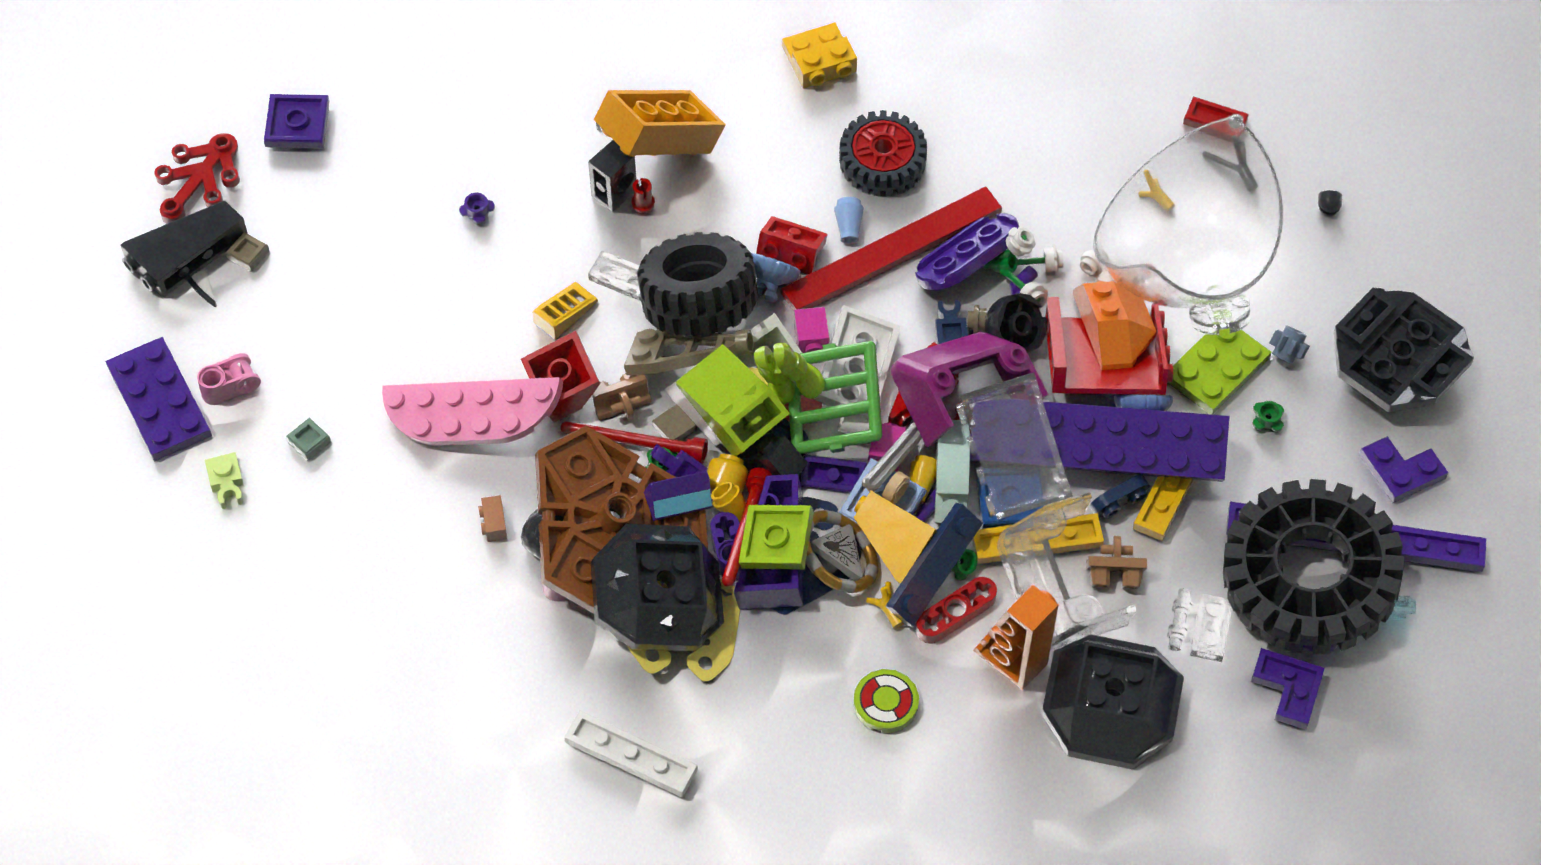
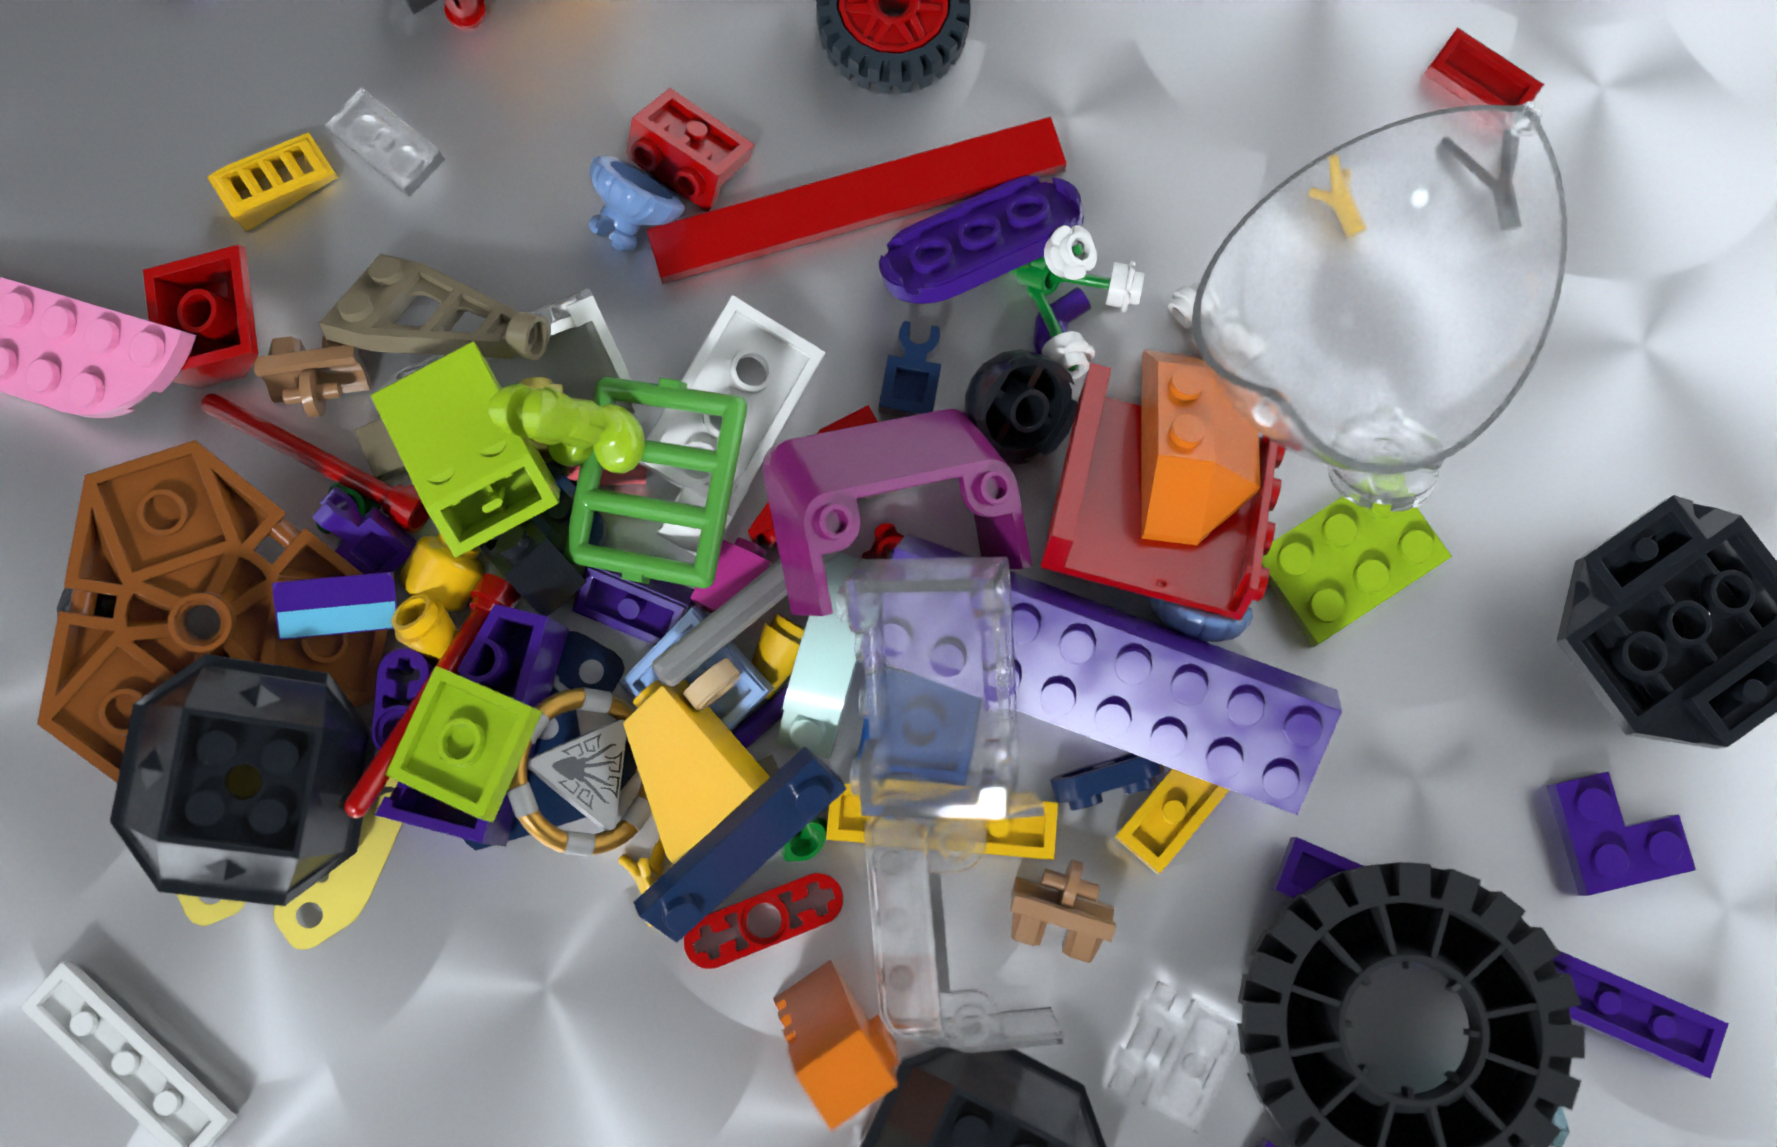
camera: 10 degrees right, 20 degrees up
(493, 516) = (36, 549): nougat piece -> none
(697, 284) = (472, 154): black tyre -> none
(811, 329) = (669, 328): dark pink brick -> none
(849, 217) = (799, 124): light blue cone -> none
(886, 701) = (593, 1066): tile -> none
(976, 319) = (958, 371): dark tan plate -> none
(1271, 409) = (1426, 675): green plate -> none
(1289, 344) = (1488, 553): sand blue gear -> none
(1329, 202) = (1636, 288): black hinge -> none

